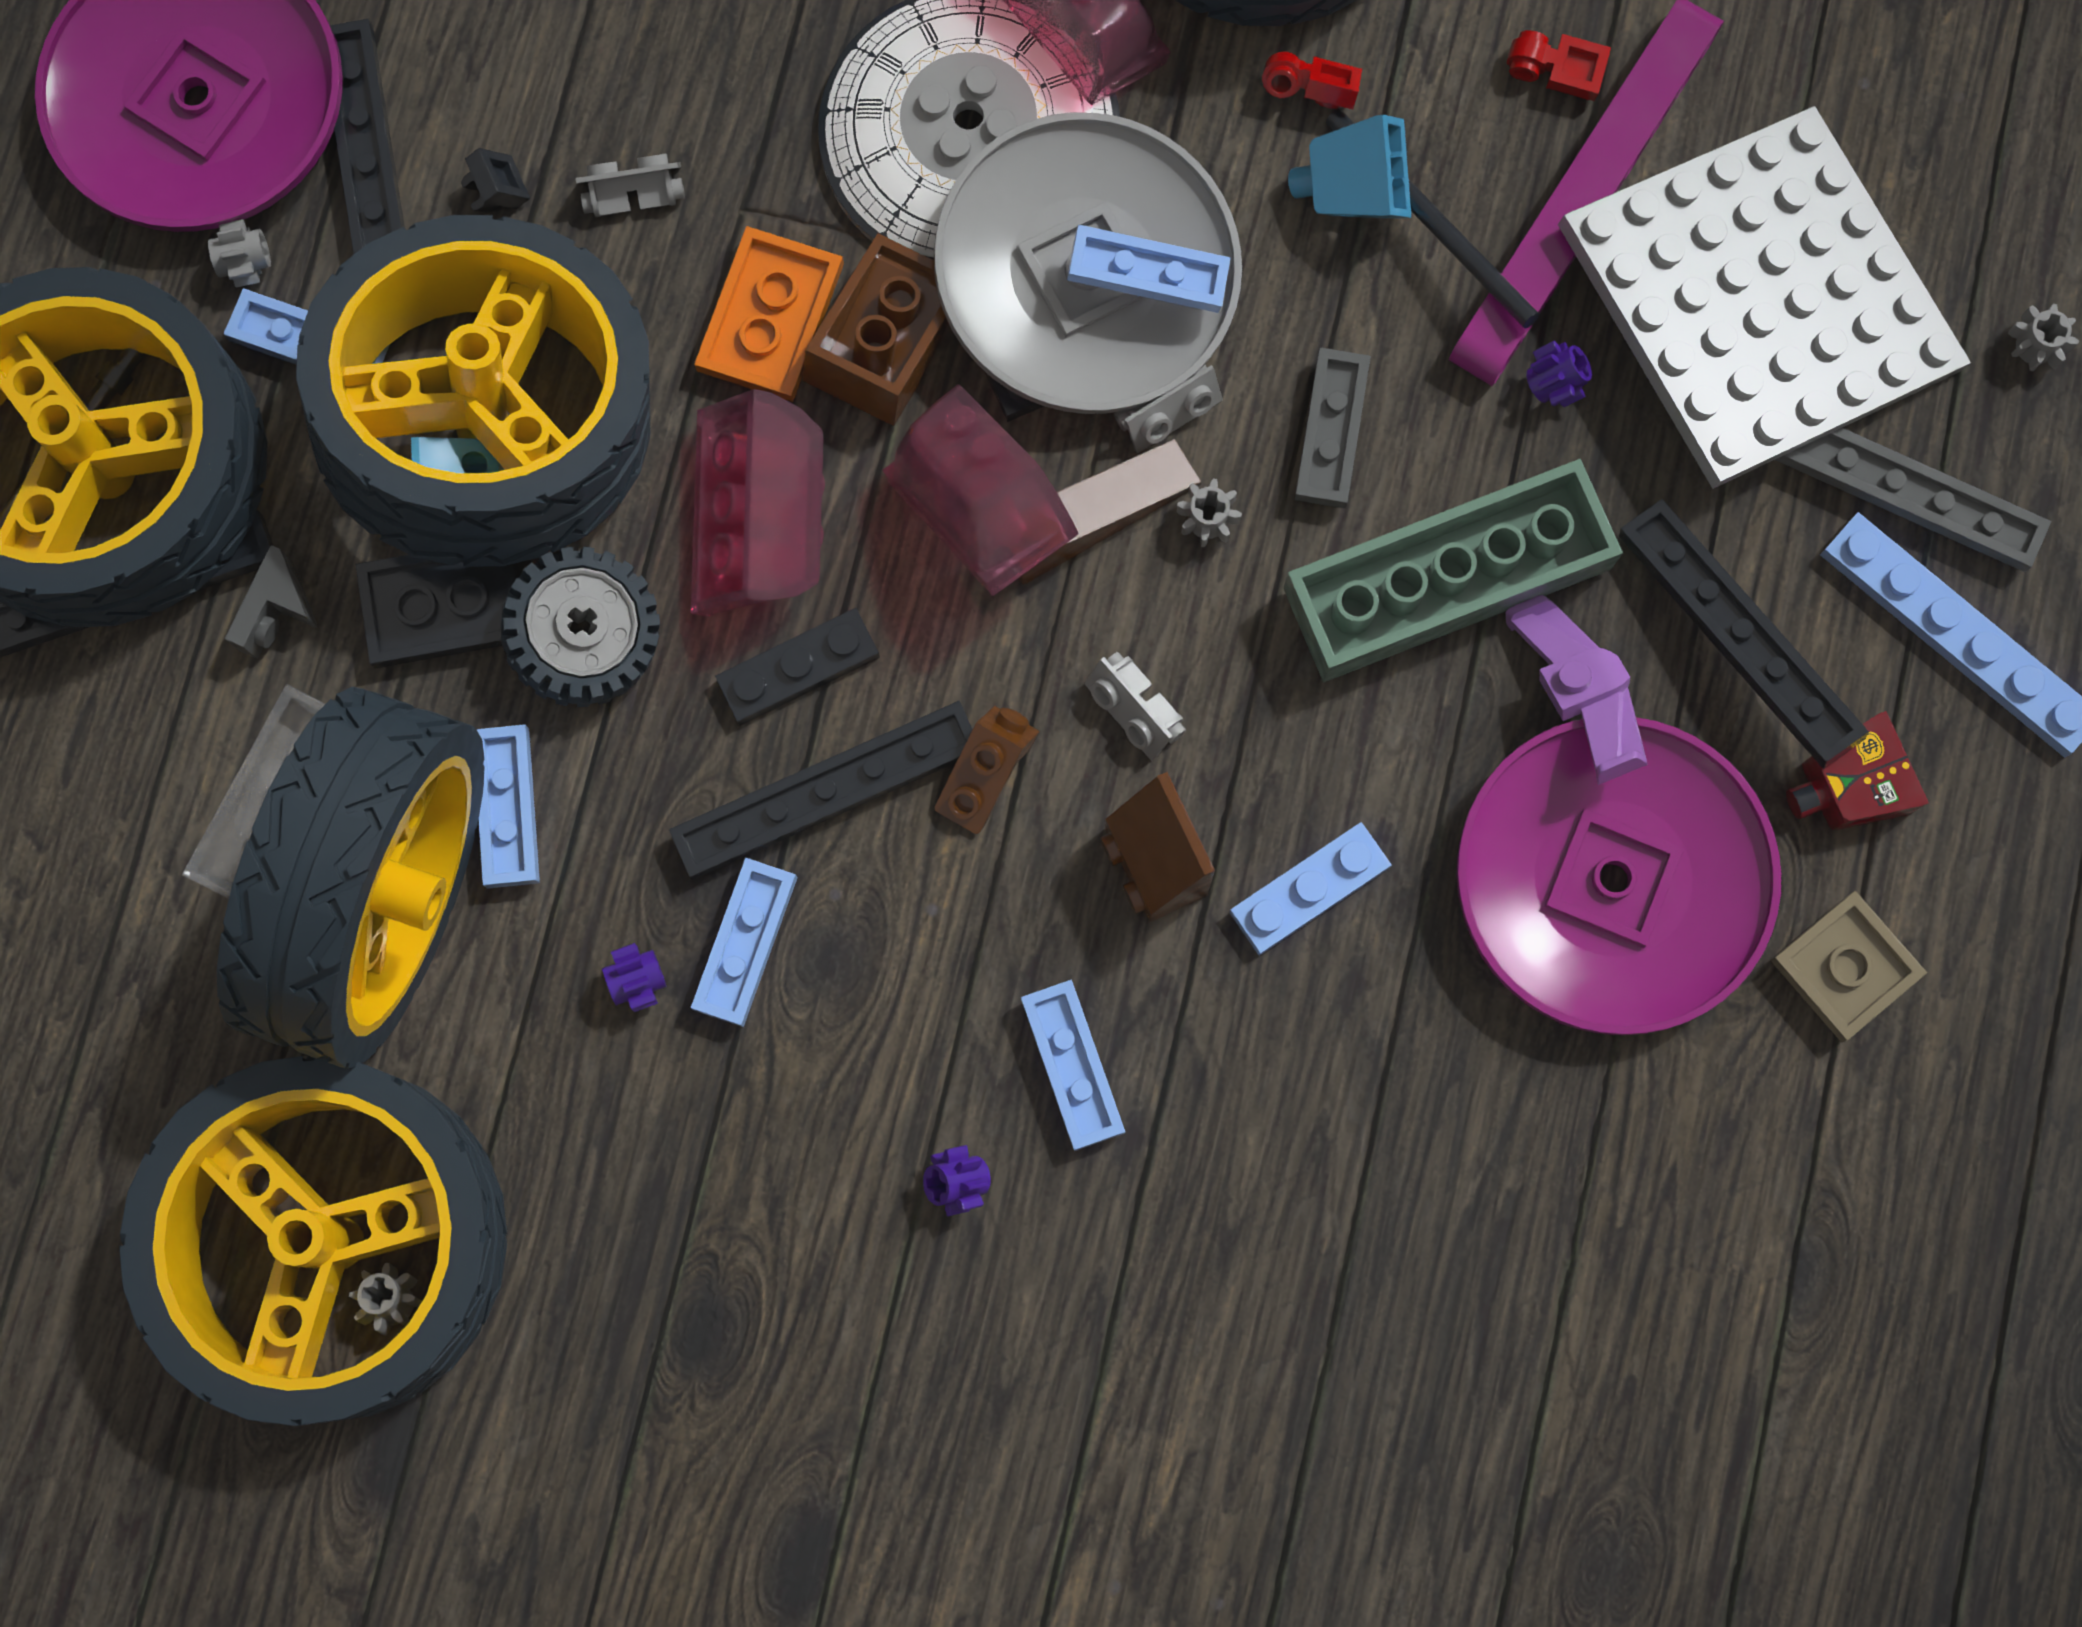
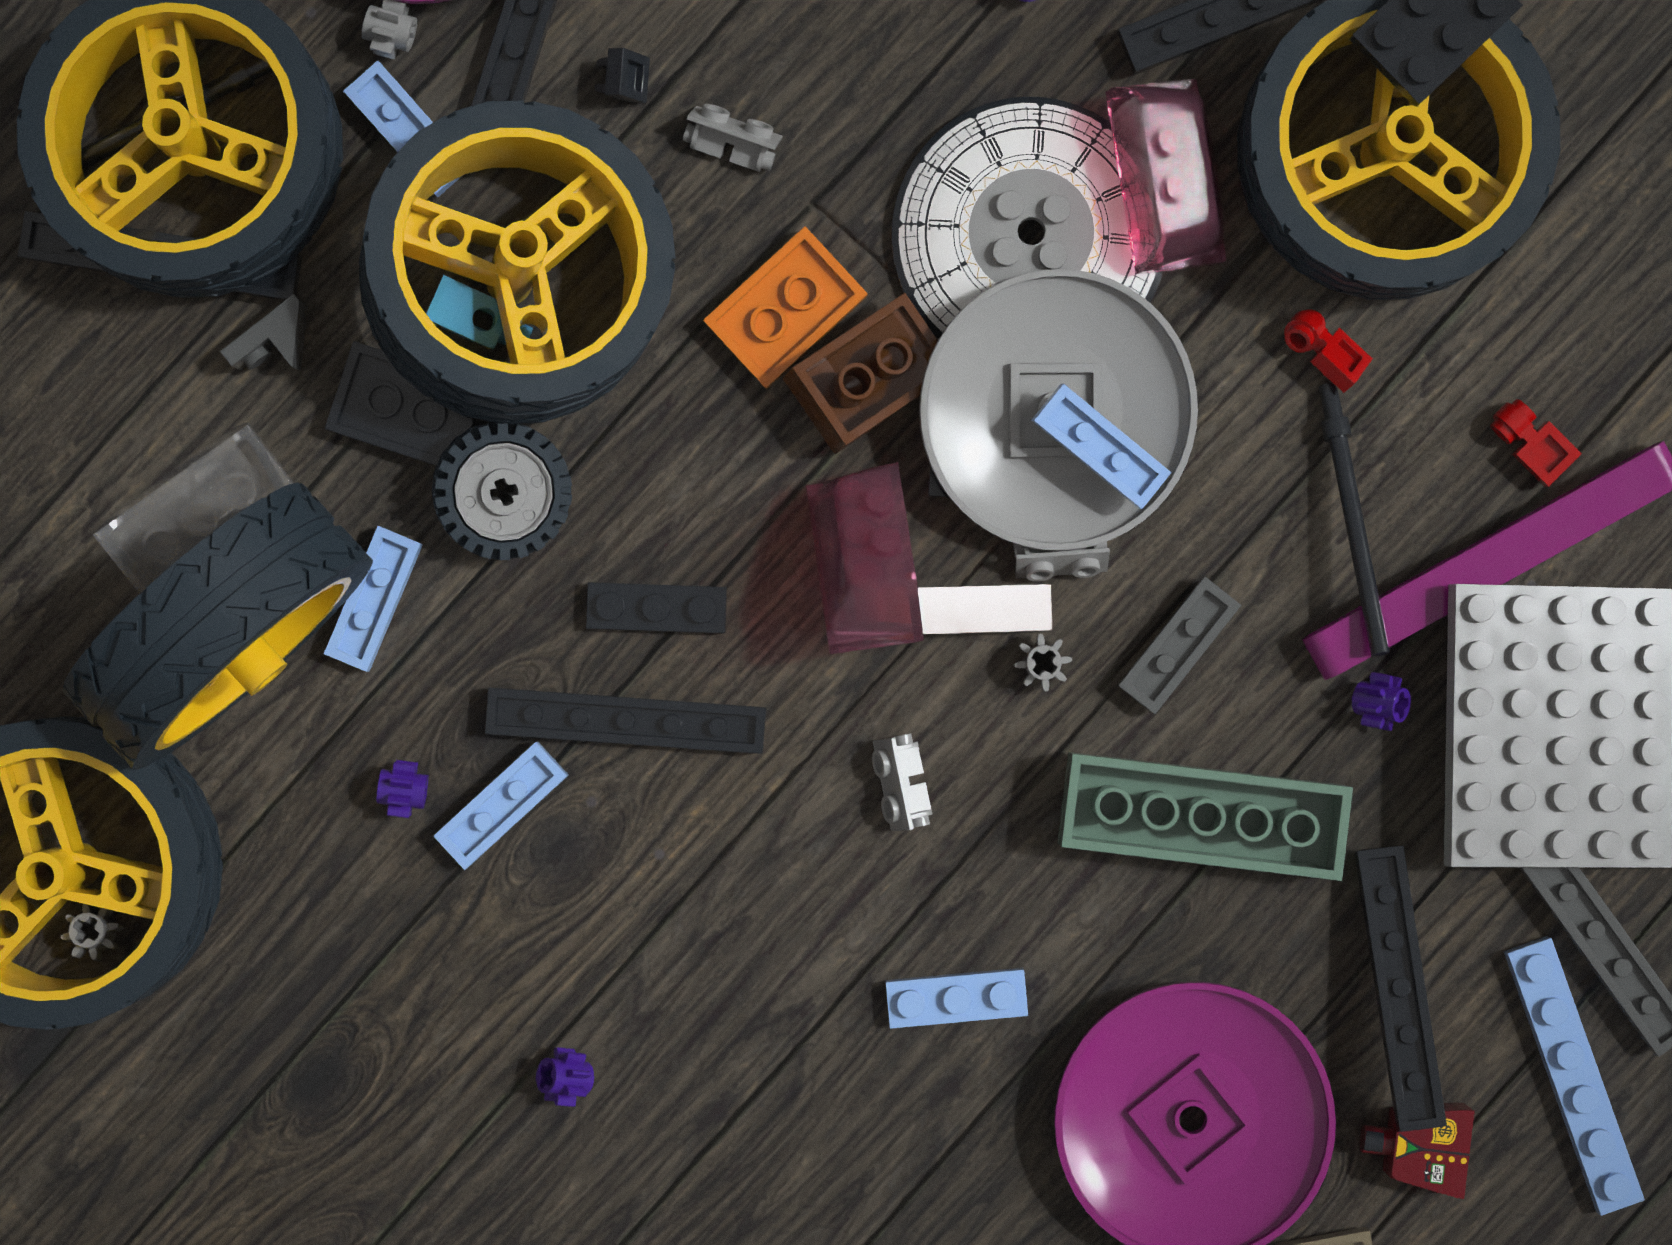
camera: 25 degrees right, 10 degrees up
(755, 503) = (688, 469): clear pink windscreen -> none
(985, 767) = (759, 770): reddish brown bracket -> none
(1073, 1065) = (700, 1036): light blue plate -> none
(1158, 850) = (850, 916): reddish brown slope -> none
(1357, 171) = (1314, 453): dark azure torso -> none
(1583, 682) = (1255, 962): medium lavender plate -> none

